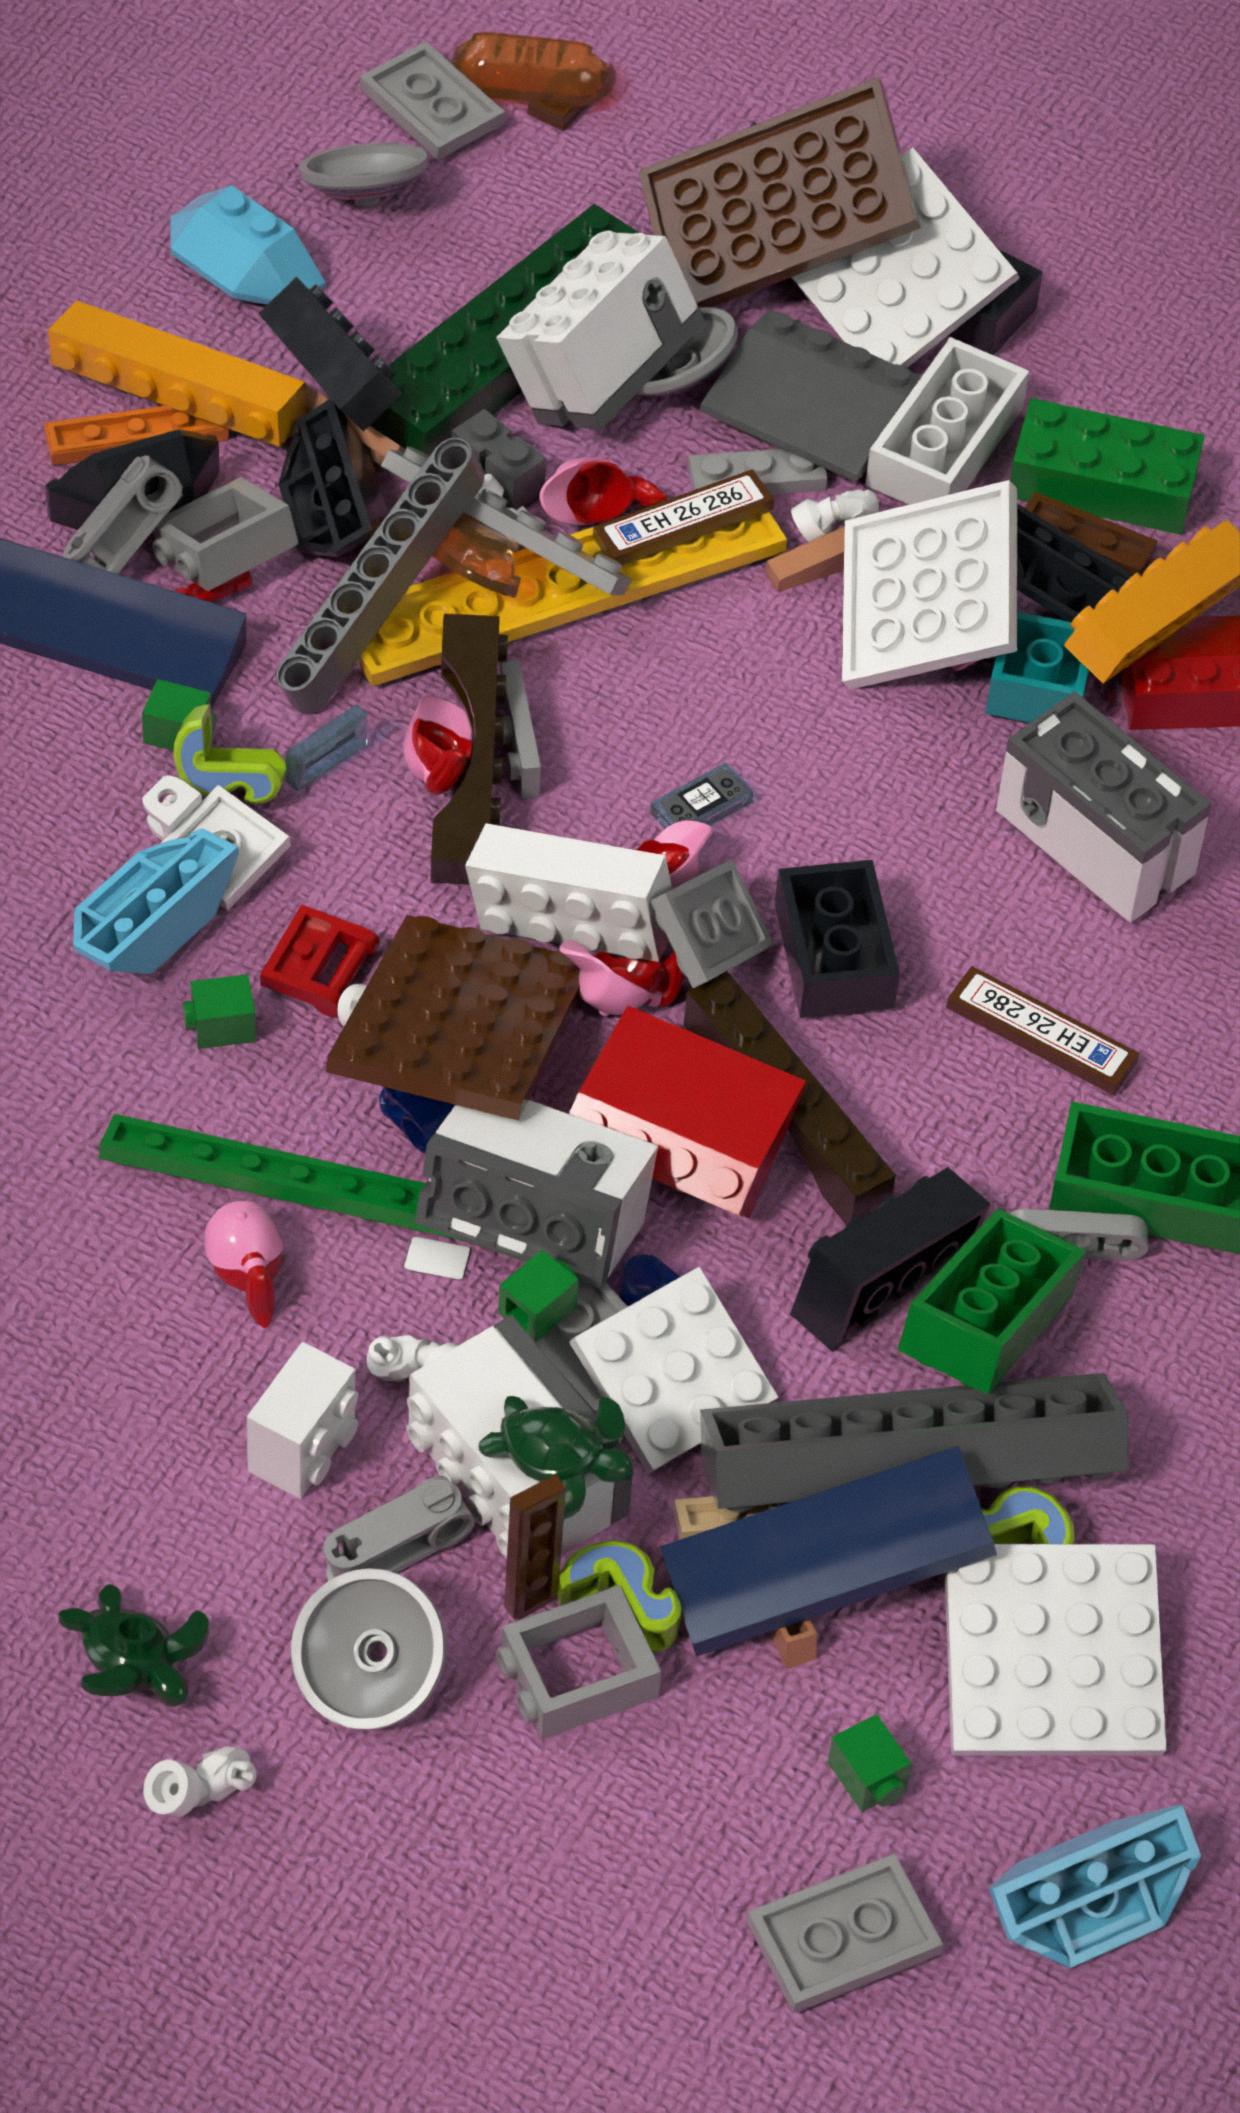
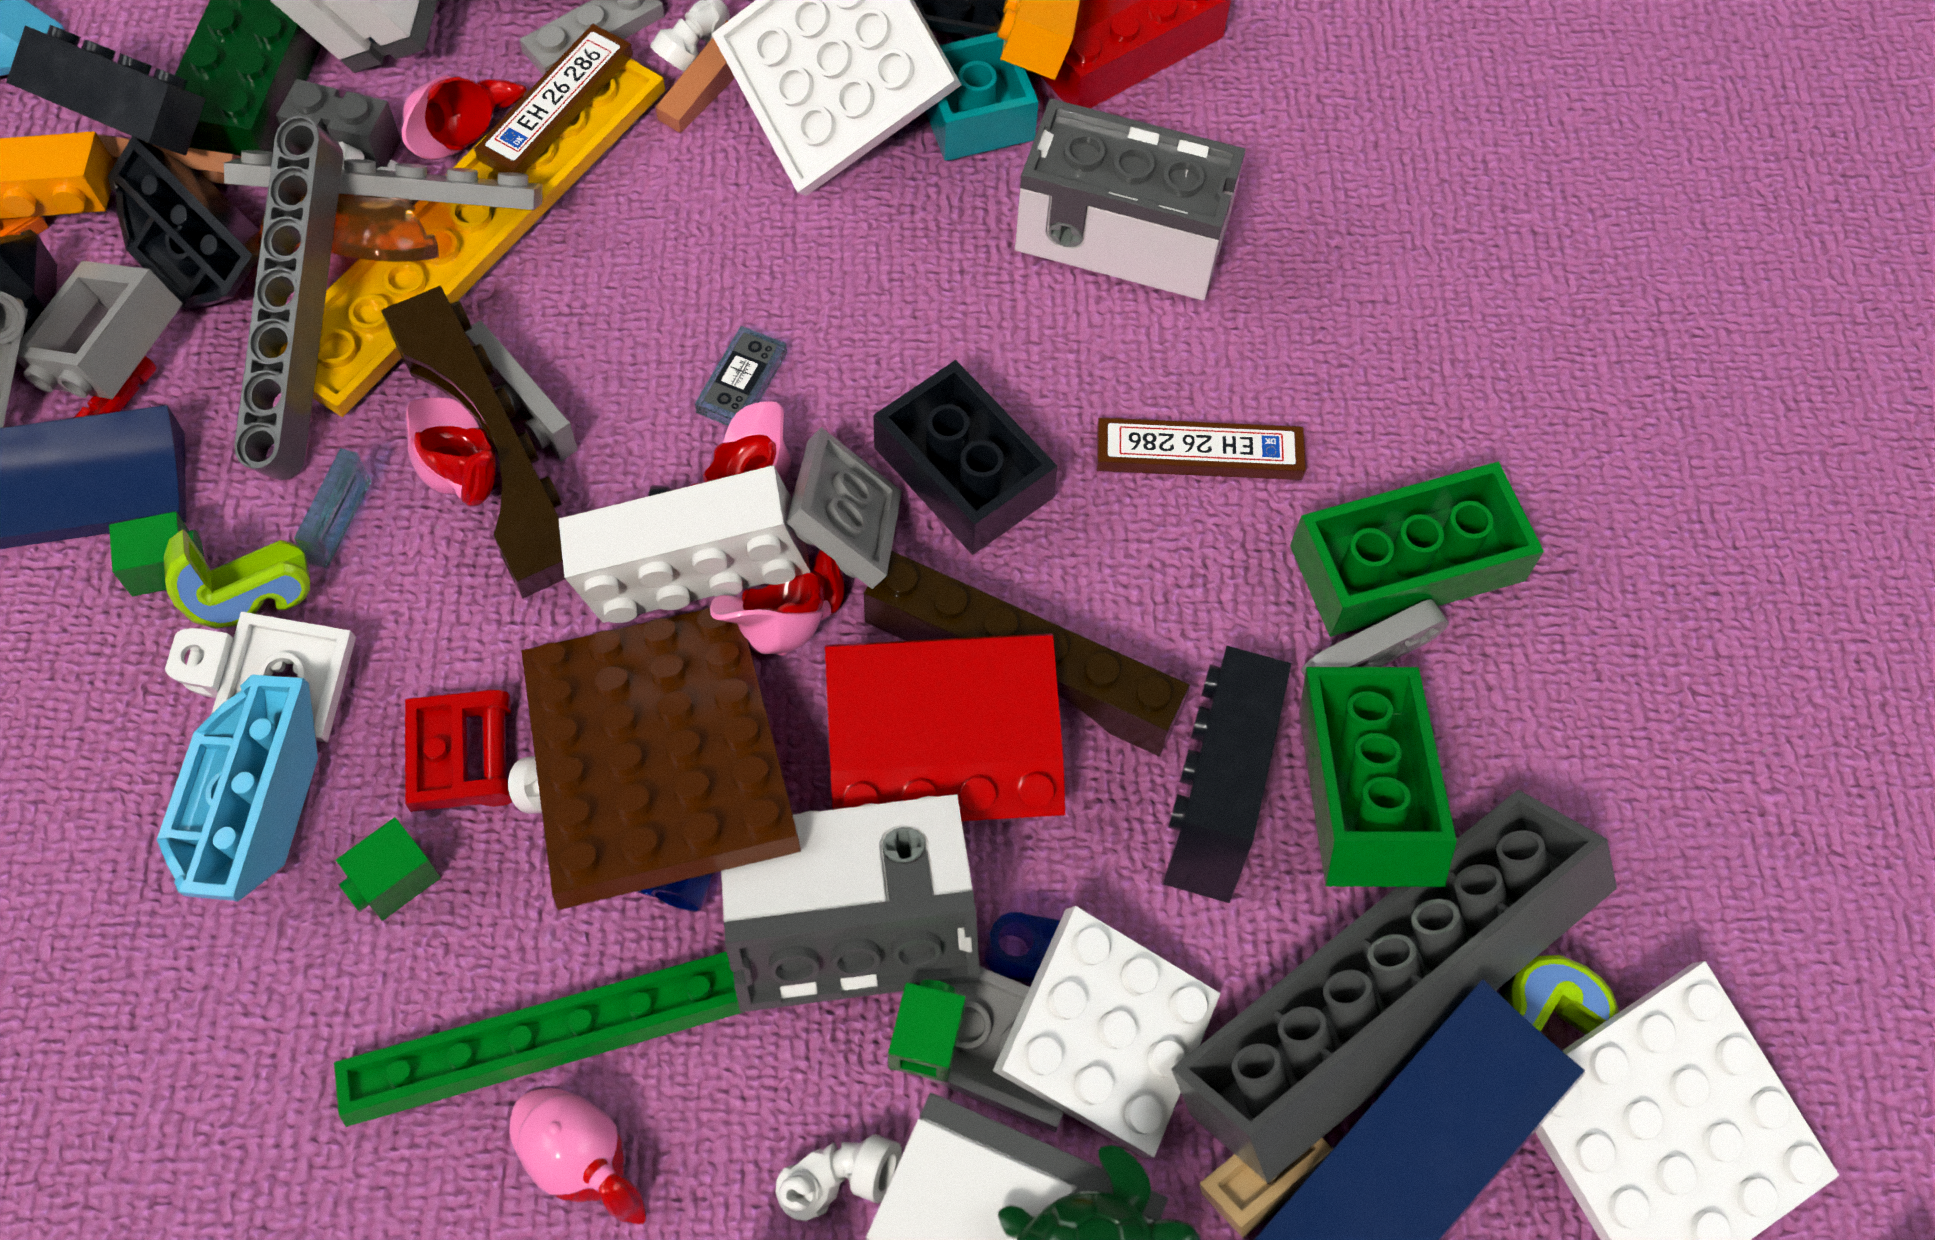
camera: 30 degrees left, 10 degrees up
(437, 1258) = (776, 1030): white sticker -> none

